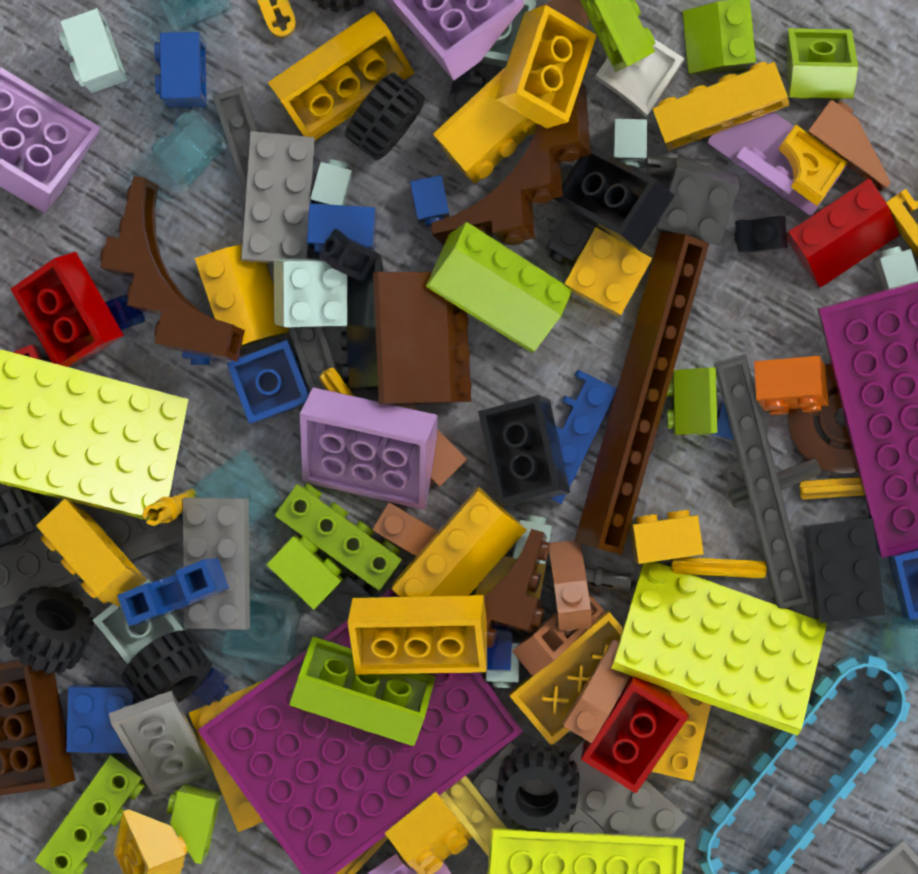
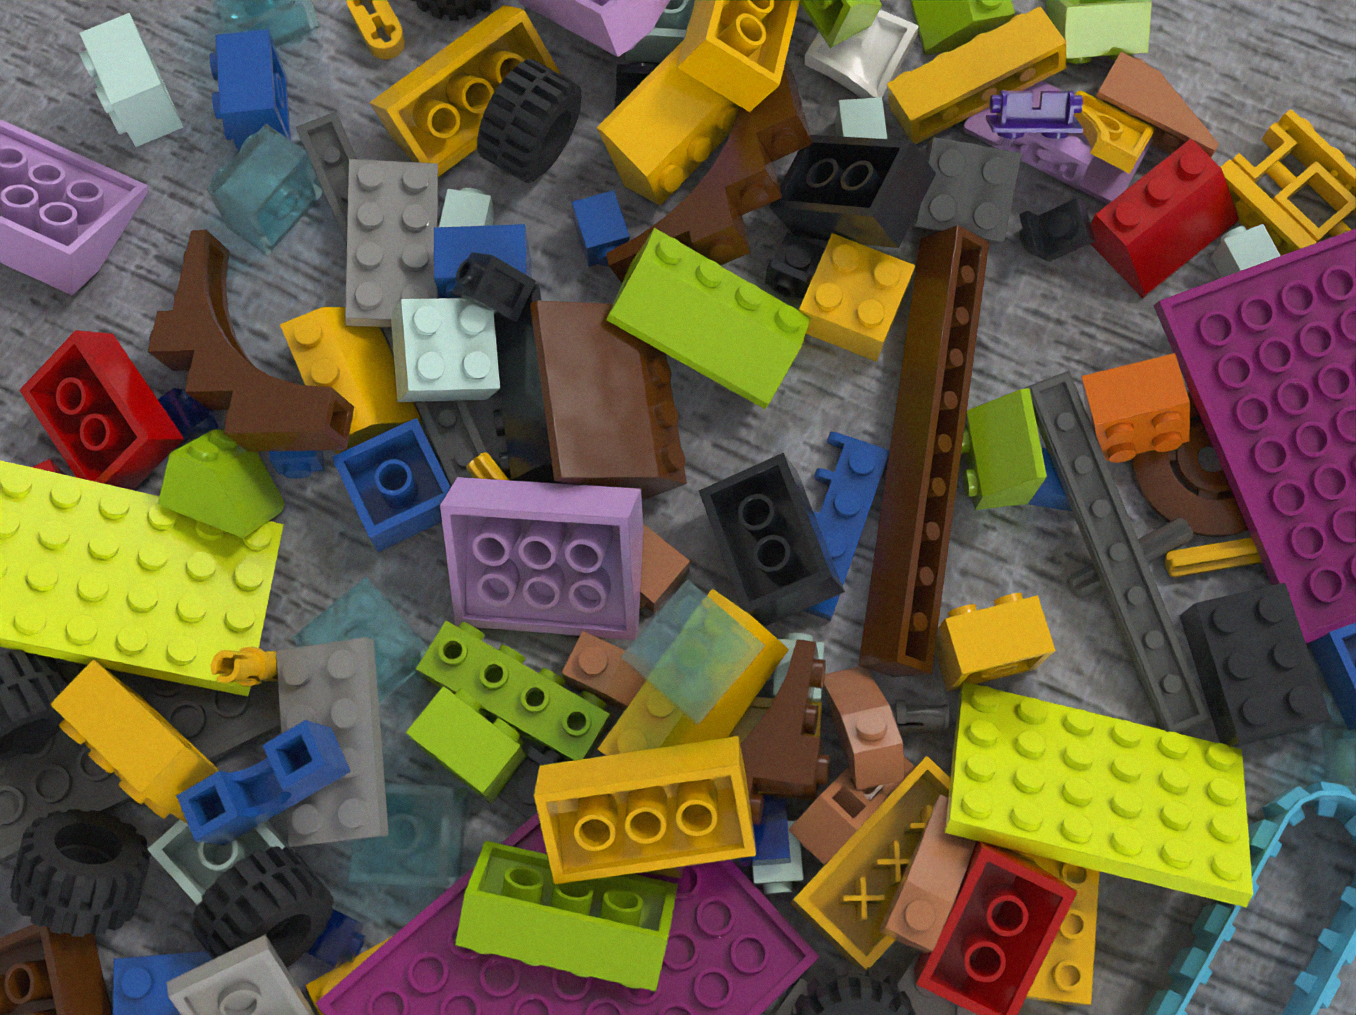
camera: 10 degrees left, 15 degrees down
(149, 374) = (220, 485): none -> lime slope
(459, 539) = (692, 652): none -> clear light blue brick
(719, 567) = (1073, 684): yellow axle -> none
(738, 157) = (1052, 118): none -> dark purple hinge

